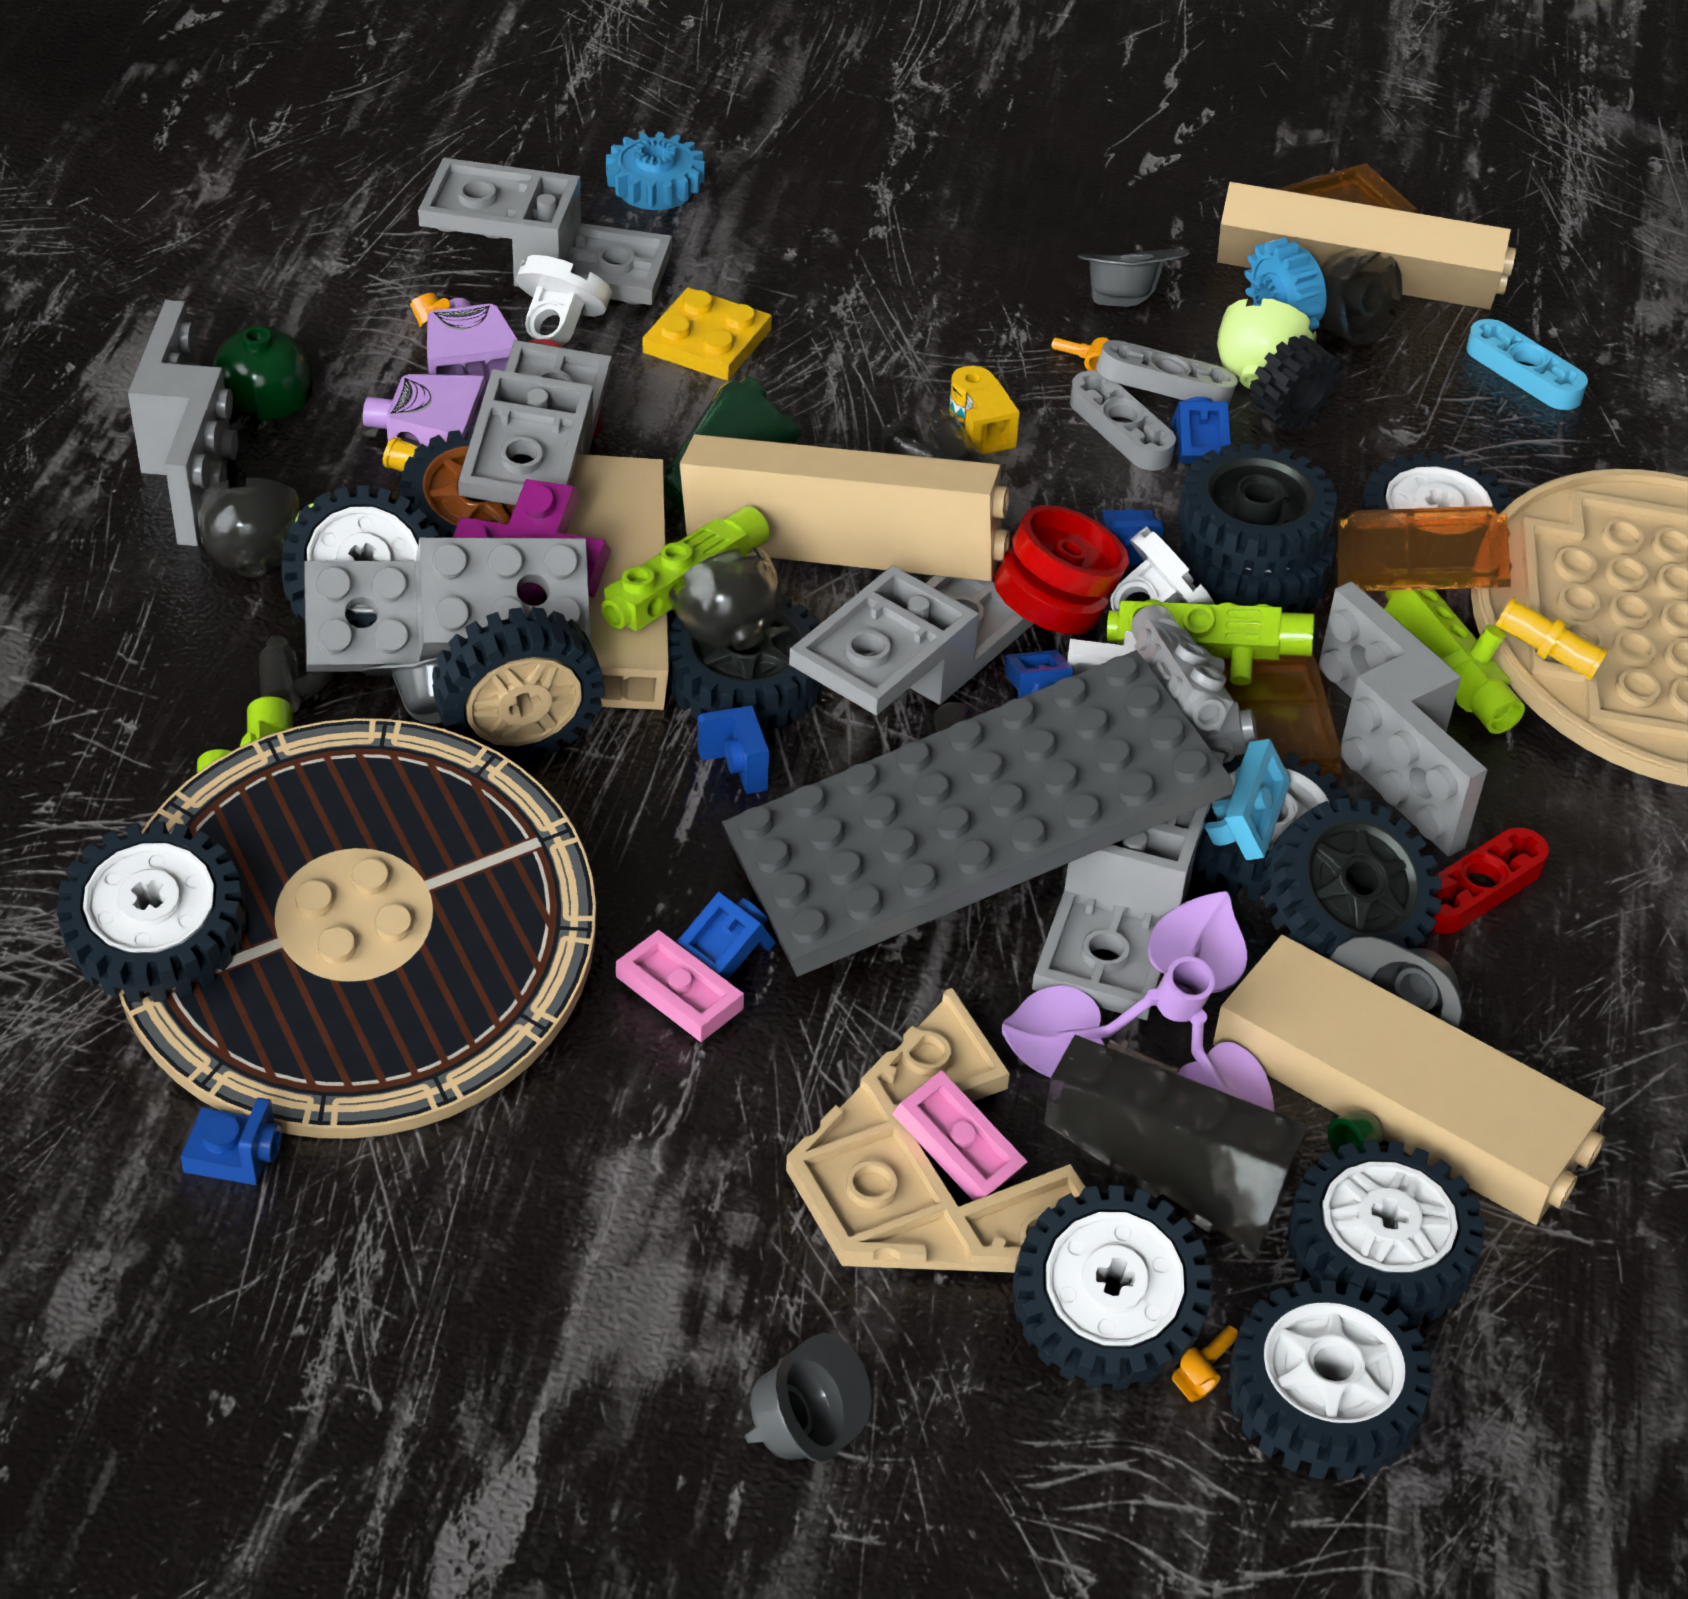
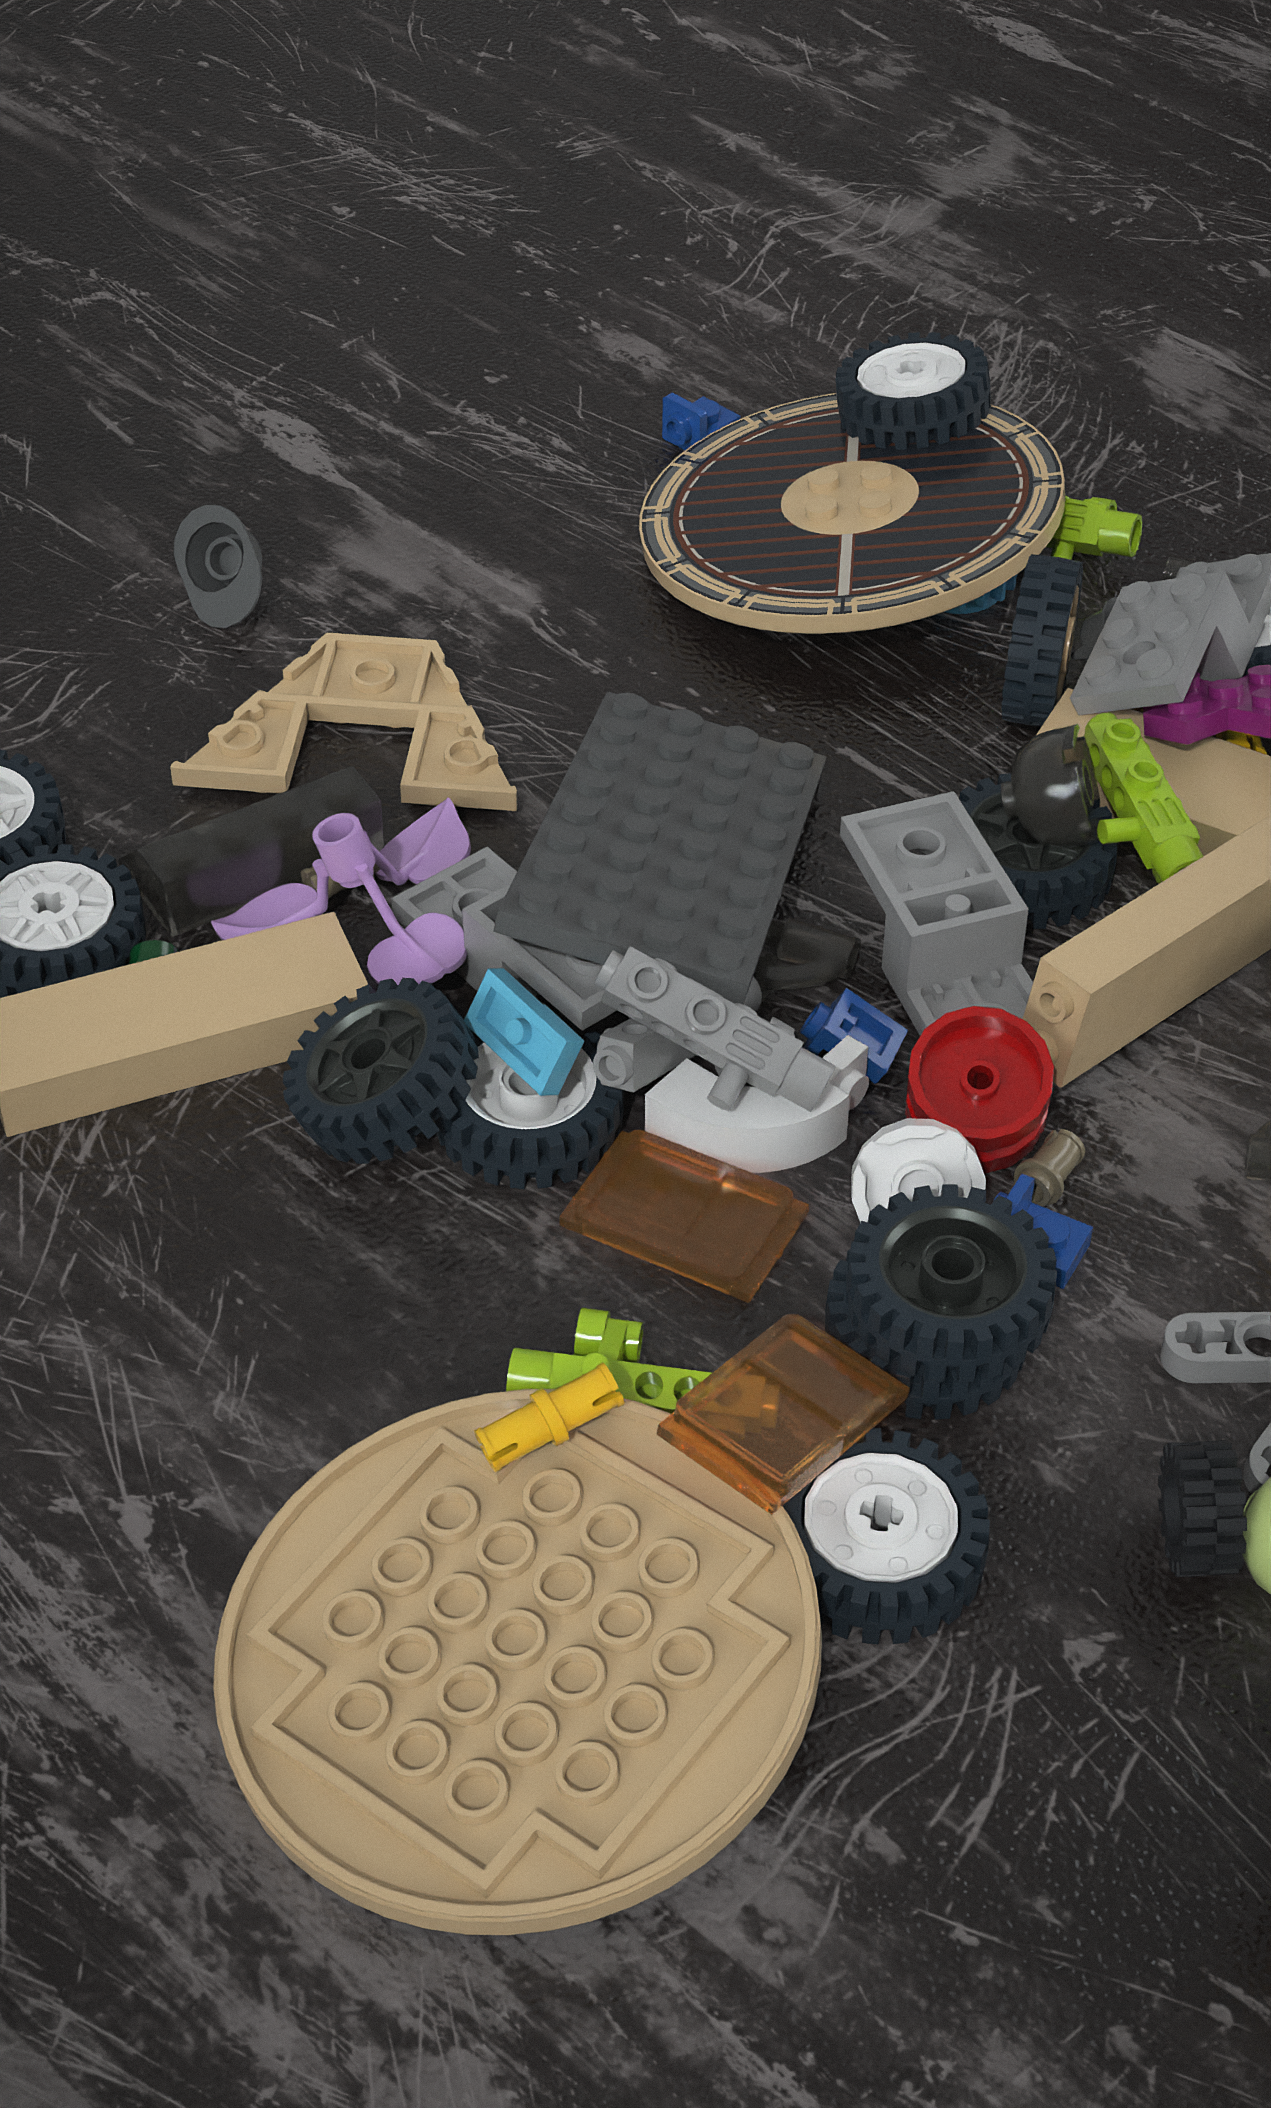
camera: 125 degrees right, 0 degrees up
(679, 985) = (660, 663): bright pink plate -> none
(726, 934) = (689, 692): blue bracket -> none
(739, 738) = (893, 786): blue bracket -> none
(959, 1137) = (365, 729): bright pink plate -> none
(1063, 1285) = (152, 729): wheel -> none
(1196, 1374) = (60, 766): light orange hand -> none
(1200, 428) = (1185, 1392): blue bracket -> none
(1229, 631) = (790, 1186): lime piece -> none
(1401, 719) = (545, 1218): light grey bracket -> none
(1411, 974) = (246, 1064): dark grey piece -> none
(1490, 860) = (323, 1255): red beam -> none
(1549, 379) = (1165, 1861): medium azure beam -> none

